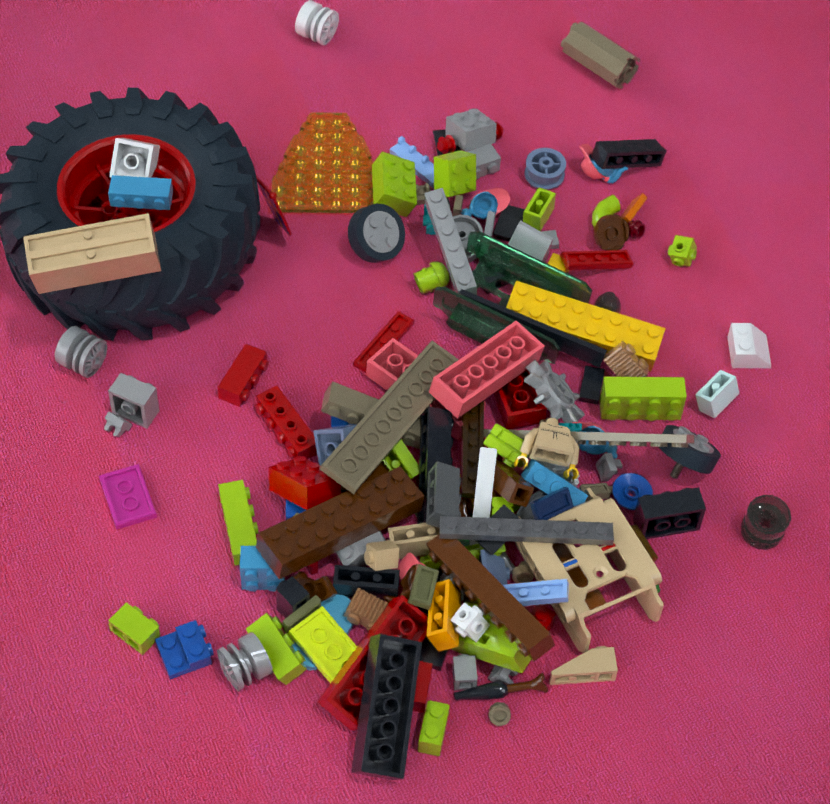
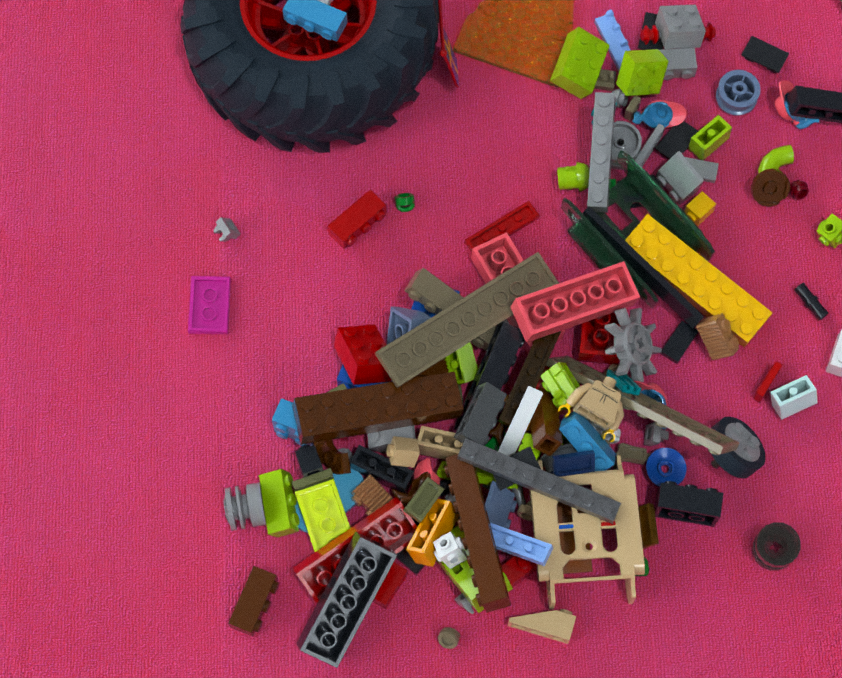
camera: 25 degrees right, 15 degrees up
(80, 351) = (219, 146): light grey wheel -> none
(92, 253) = (240, 75): tan brick -> none
(134, 400) = (247, 213): light grey brick -> none
(134, 628) = (166, 437): lime brick -> none
(185, 649) = (202, 472): blue plate -> none
(238, 516) = (296, 363): lime brick -> none
(281, 344) = (405, 199): none -> green tile
(286, 423) = (377, 283): red brick -> none
(290, 750) = (254, 601): none -> reddish brown brick
(376, 233) = (538, 113): wheel -> none
(433, 728) = (384, 629): lime brick -> none
(464, 672) = (434, 586): light grey brick -> none
(500, 689) = (459, 615): black piece -> none
(553, 134) = (765, 54): none -> black piece
(596, 259) = (742, 212): red tile -> none
(608, 301) = (733, 263): clear smoke brick -> none
(633, 207) = (804, 167): orange tile -> none
(642, 398) = (718, 377): lime brick -> none
(689, 375) = (767, 381): none -> red tile
(691, 314) = (811, 301): none -> black pin

